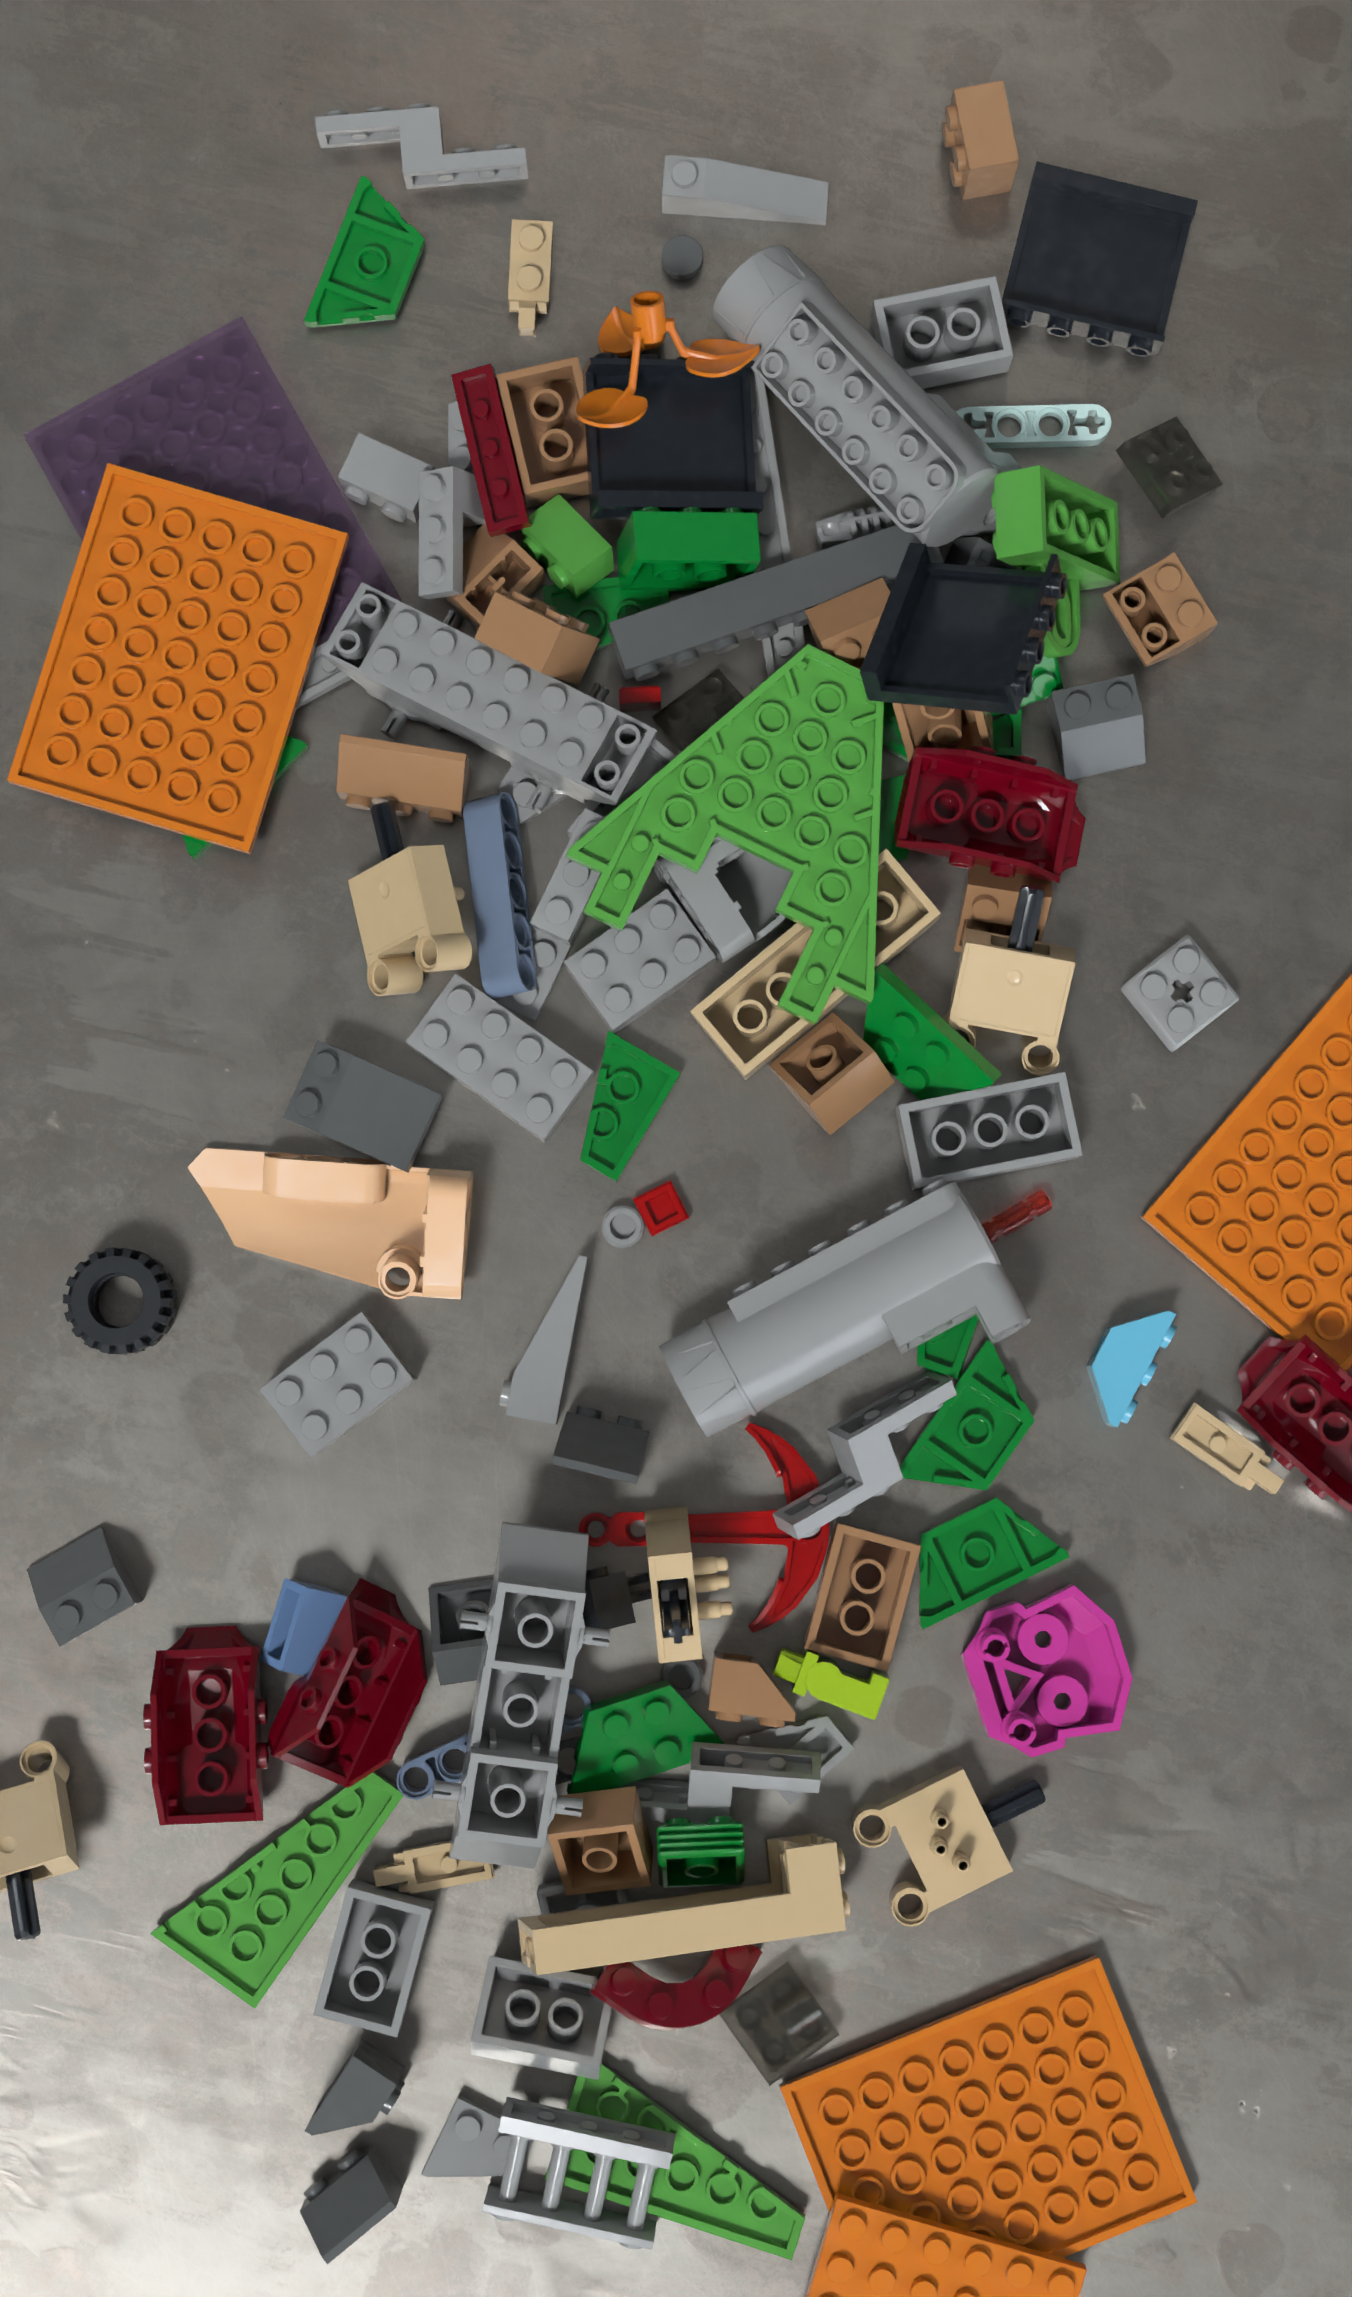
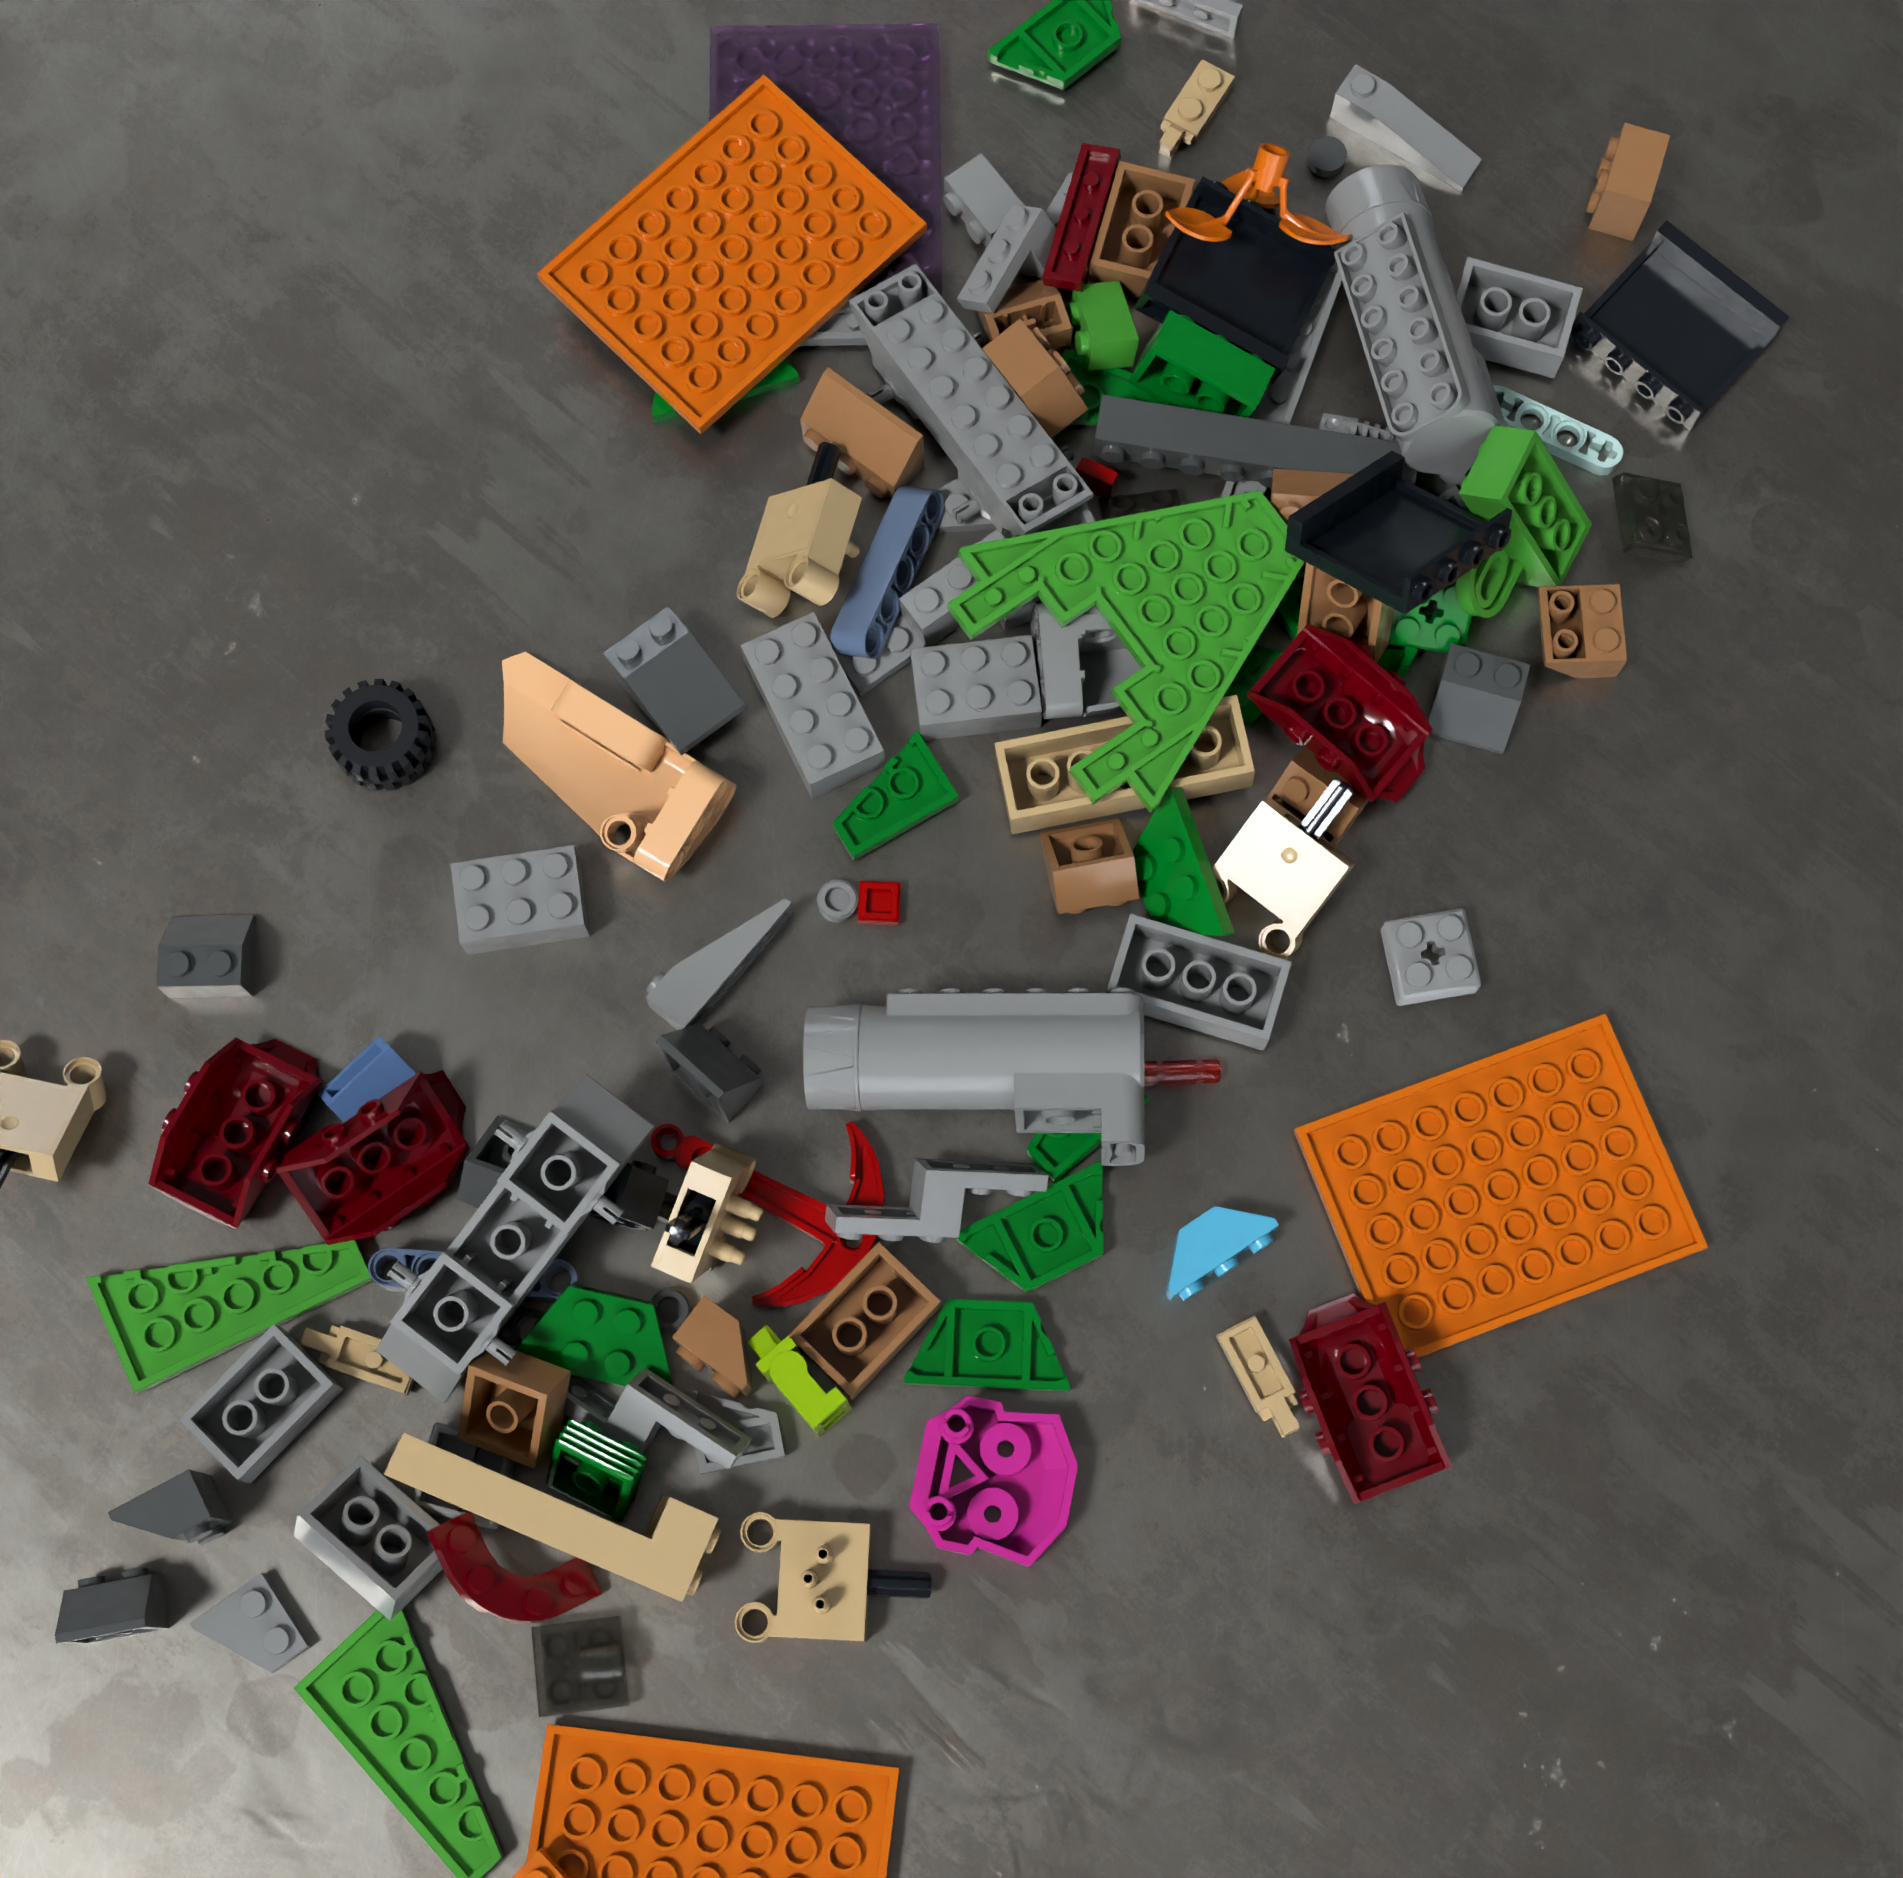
camera: 30 degrees right, 10 degrees down
(589, 2133) = (365, 1680): light grey fence -> none

